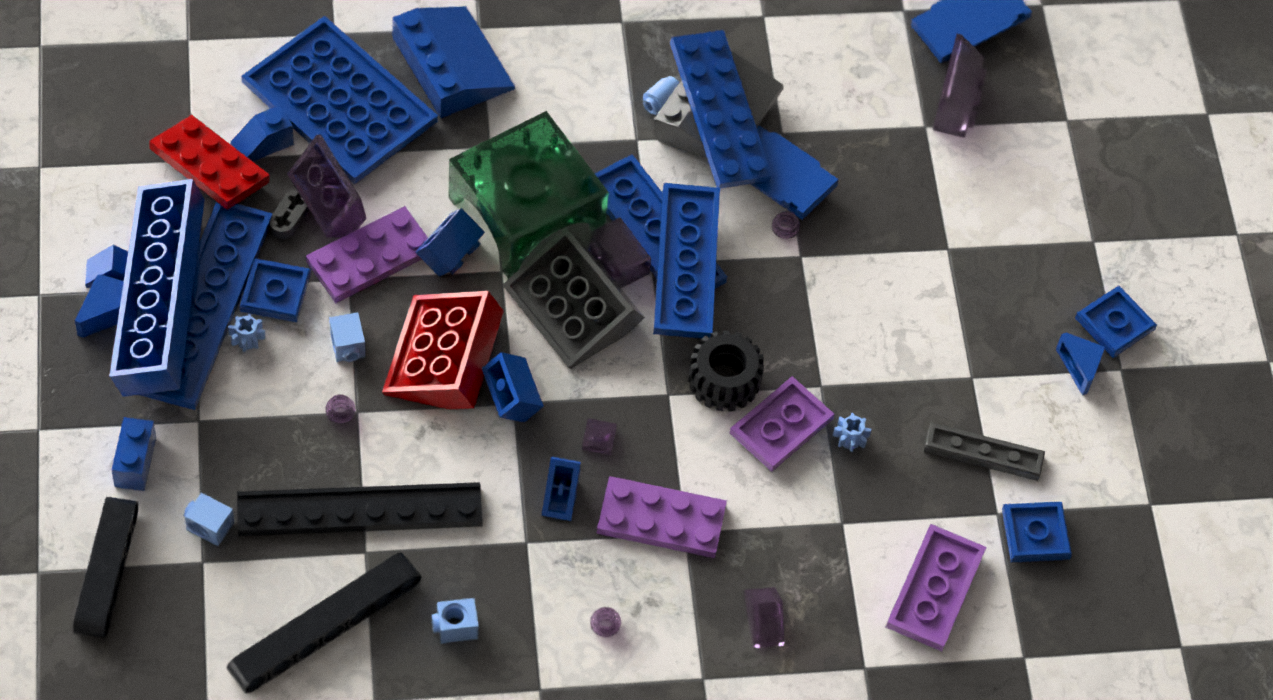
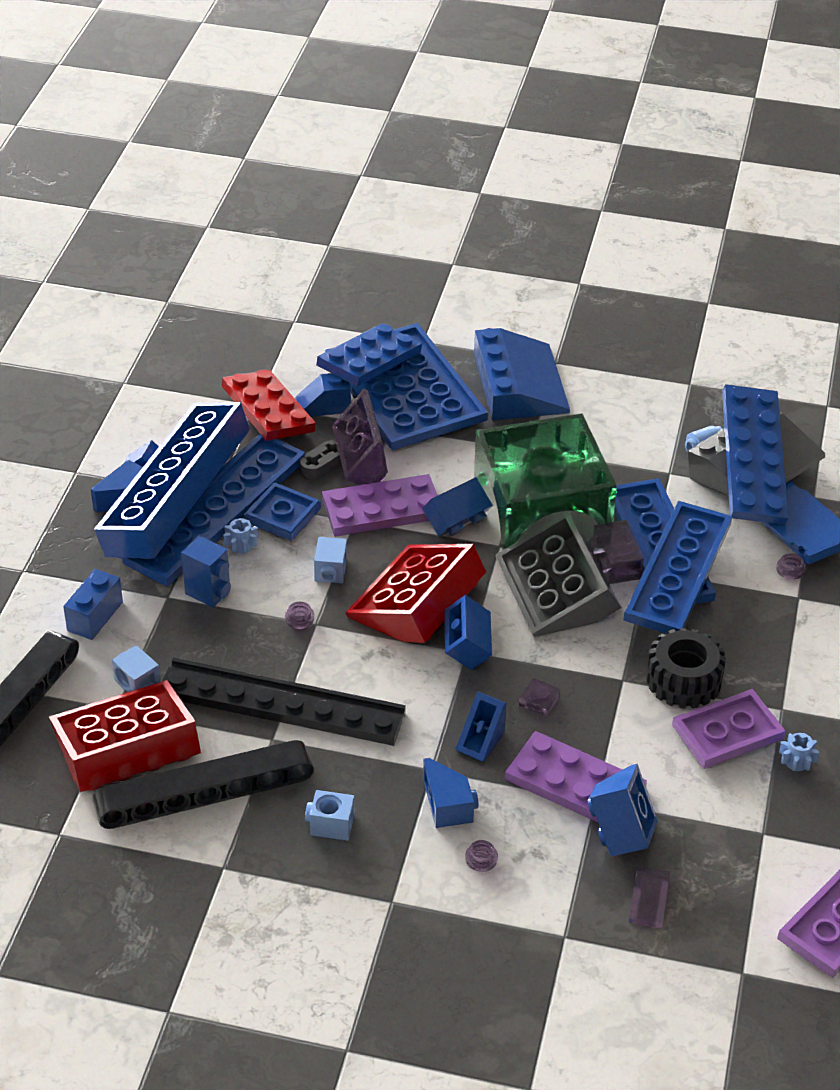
camera: 25 degrees right, 15 degrees down
(229, 591) = (125, 735): none -> red slope
(235, 388) = (206, 571): none -> blue brick
(295, 76) = (369, 354): none -> blue plate
(554, 568) = (448, 795): none -> blue slope
(721, 545) = (623, 811): none -> blue slope

